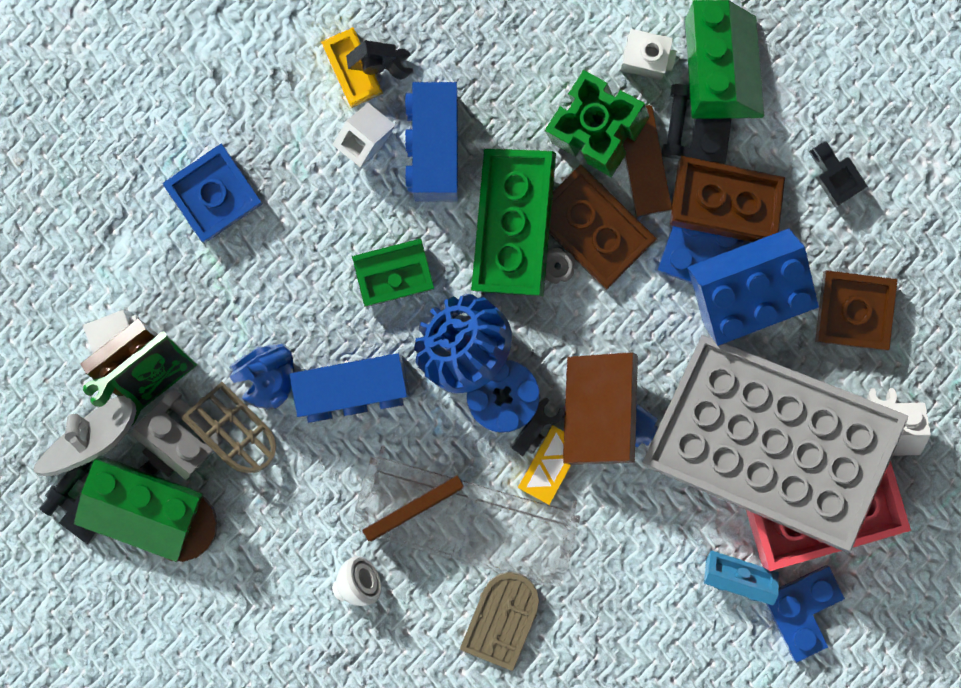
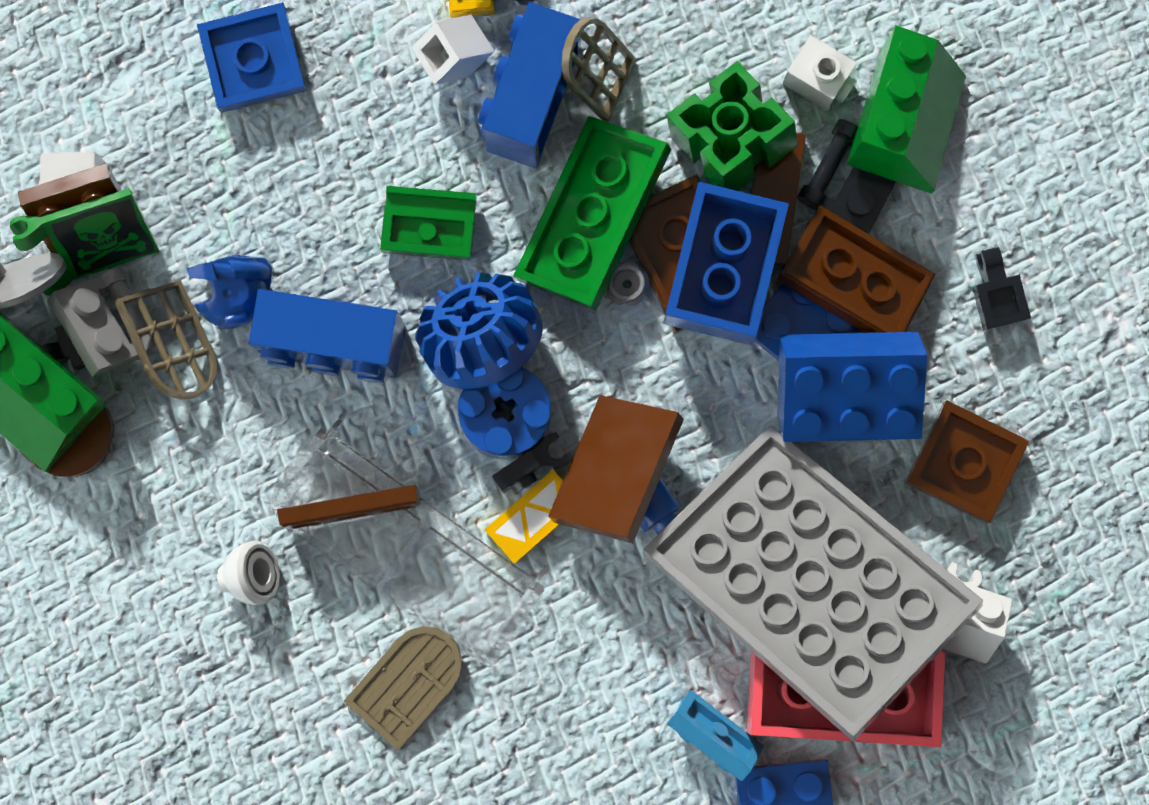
camera: 20 degrees right, 5 degrees down
(496, 106) = (622, 74): none -> dark tan window
(629, 227) = (726, 263): none -> blue brick

